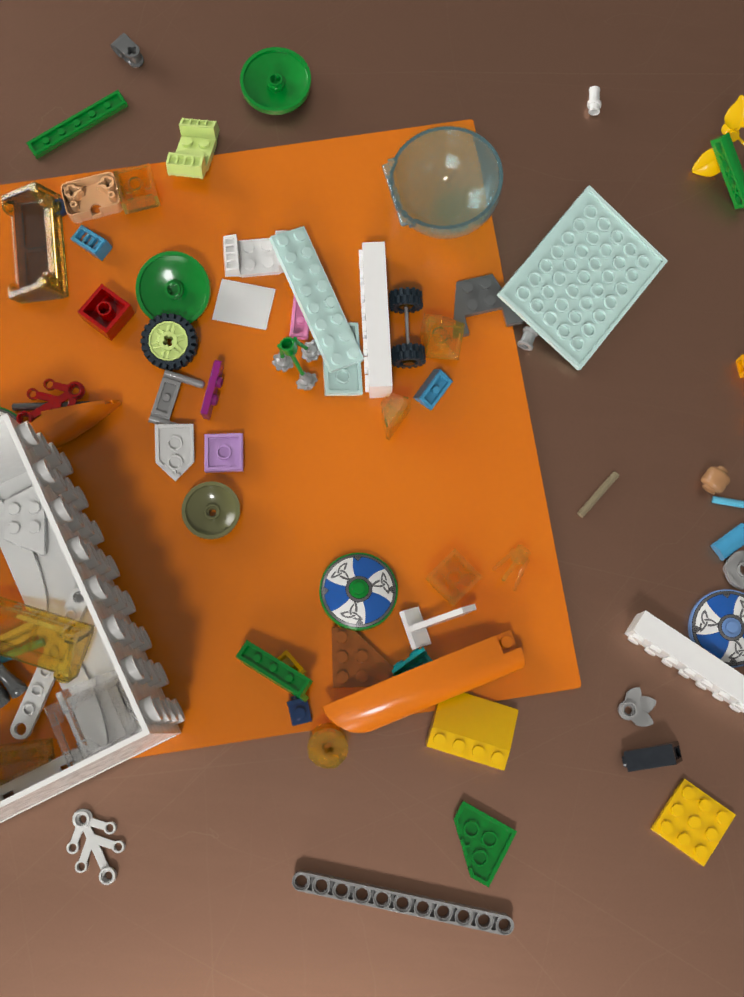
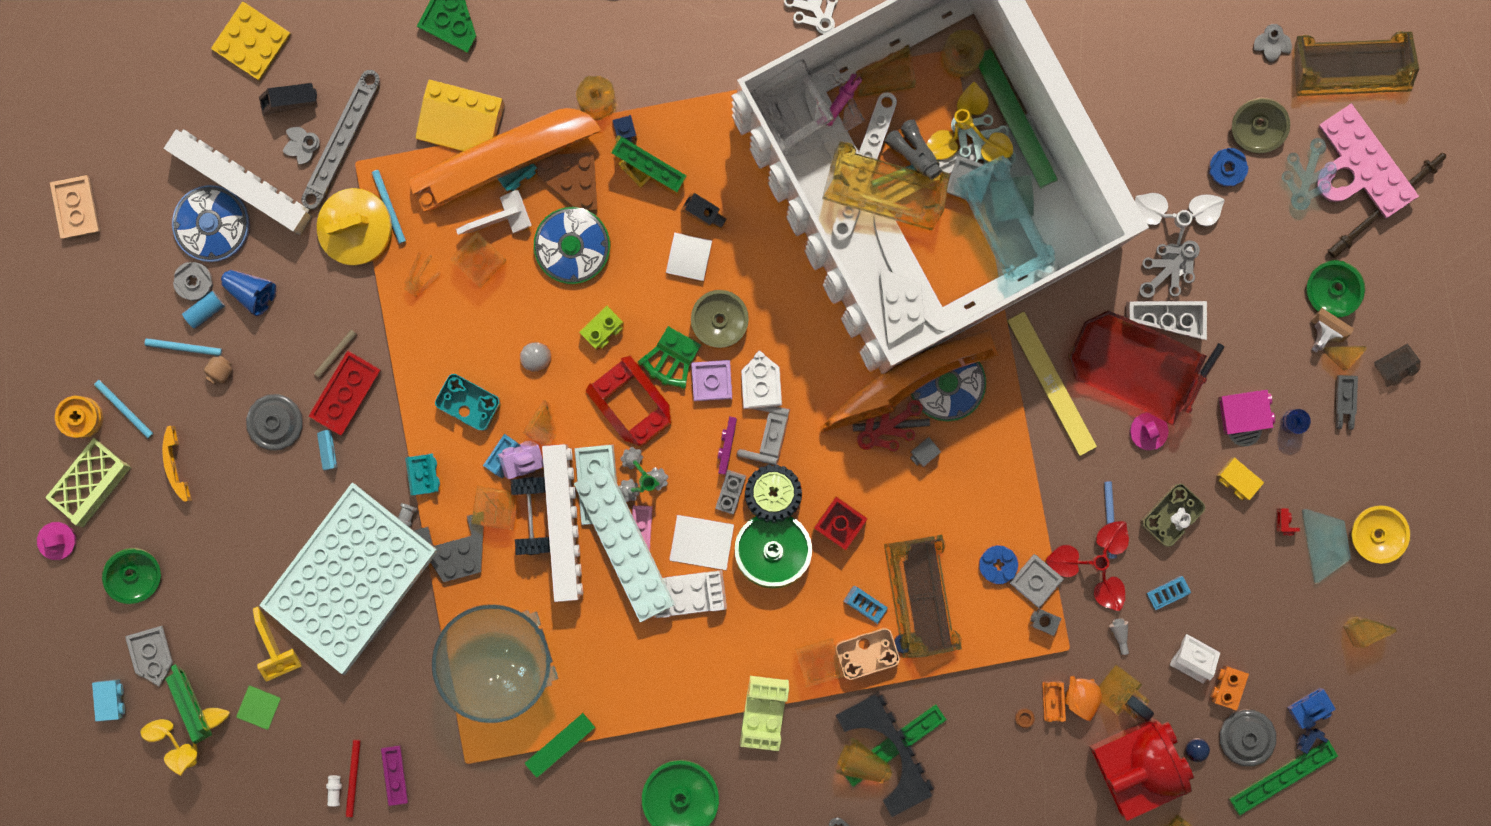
camera: 175 degrees left, 10 degrees up
(19, 376) = (924, 452): none -> dark grey brick
(58, 737) = (845, 94): none -> dark pink pin
(92, 145) = (874, 714): none -> black arch
(106, 102) = (862, 763): none -> clear yellow cone
(213, 347) = (730, 492): none -> light grey slope
(222, 621) = (695, 208): none -> black torso
(239, 576) = (689, 256): none -> white slope
(256, 487) = (677, 346): none -> green plate
(321, 456) = (614, 380): none -> red wedge
(331, 506) = (601, 328): none -> lime brick
(385, 130) = (559, 745): none -> green tile
(399, 482) = (535, 356): none -> light grey hair
(414, 378) = (521, 459): none -> lavender brick
(463, 447) = (471, 396): none -> teal axle
(512, 372) = (422, 474): none -> teal bracket
(538, 111) = (394, 775): none -> magenta plate
(546, 638) = (385, 198): none -> medium azure bar
(576, 112) = (353, 778): none -> red bar
(581, 618) = (354, 226): none -> yellow bracket
(588, 455) = (344, 393): none -> red plate
(595, 712) = (340, 139): none -> light grey plate
(604, 401) = (327, 450): none -> medium azure slope
(649, 209) = (278, 663): none -> yellow piece
(657, 430) = (274, 422): none -> dark grey piece
(665, 175) = (258, 707): none -> bright green sticker
(687, 556) = (249, 290): none -> blue cone

